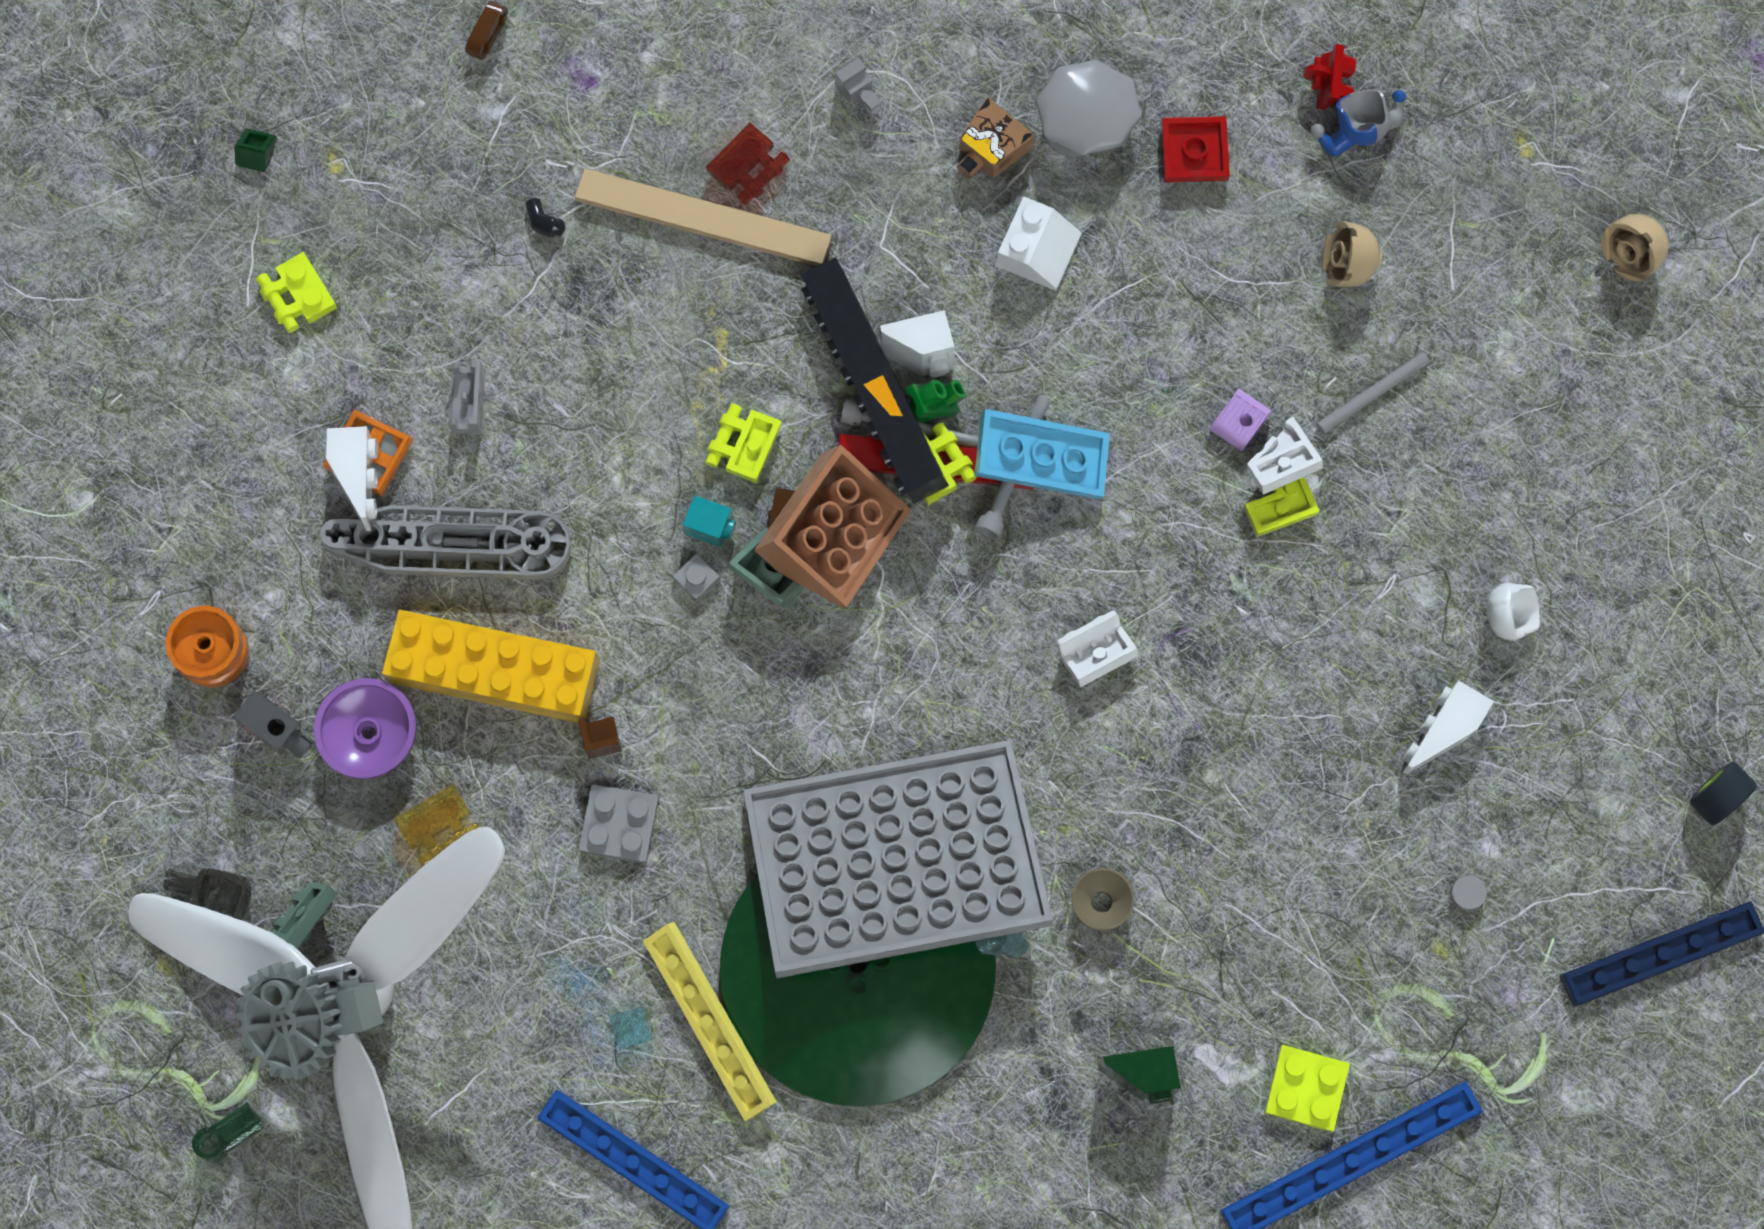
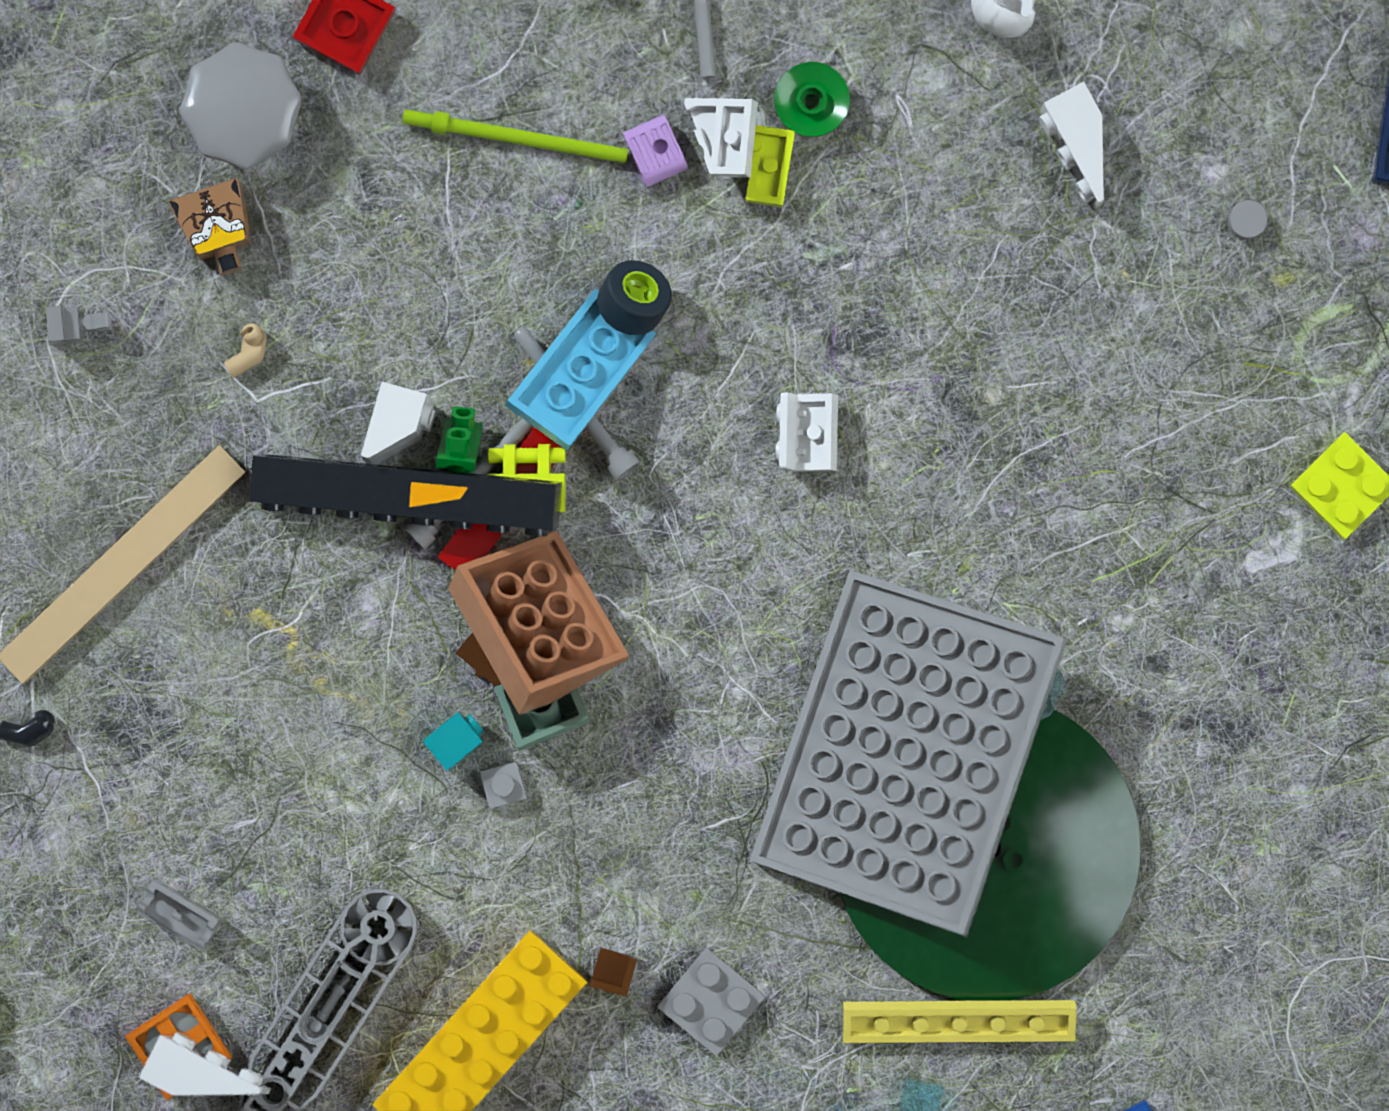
camera: 65 degrees left, 10 degrees up
(740, 157) = (79, 489): clear red plate -> none
(752, 446) = (399, 652): neon yellow plate -> none
(915, 220) = (251, 350): none -> tan arm
(1038, 244) = (354, 241): white slope -> none
(1108, 882) = (1073, 559): dark tan piece -> none
(1120, 463) = (634, 297): none -> black wheel
(1145, 1073) = (1250, 630): dark green slope -> none
(1165, 259) = (442, 123): none -> lime bar
(1358, 497) = (817, 81): none -> green dish

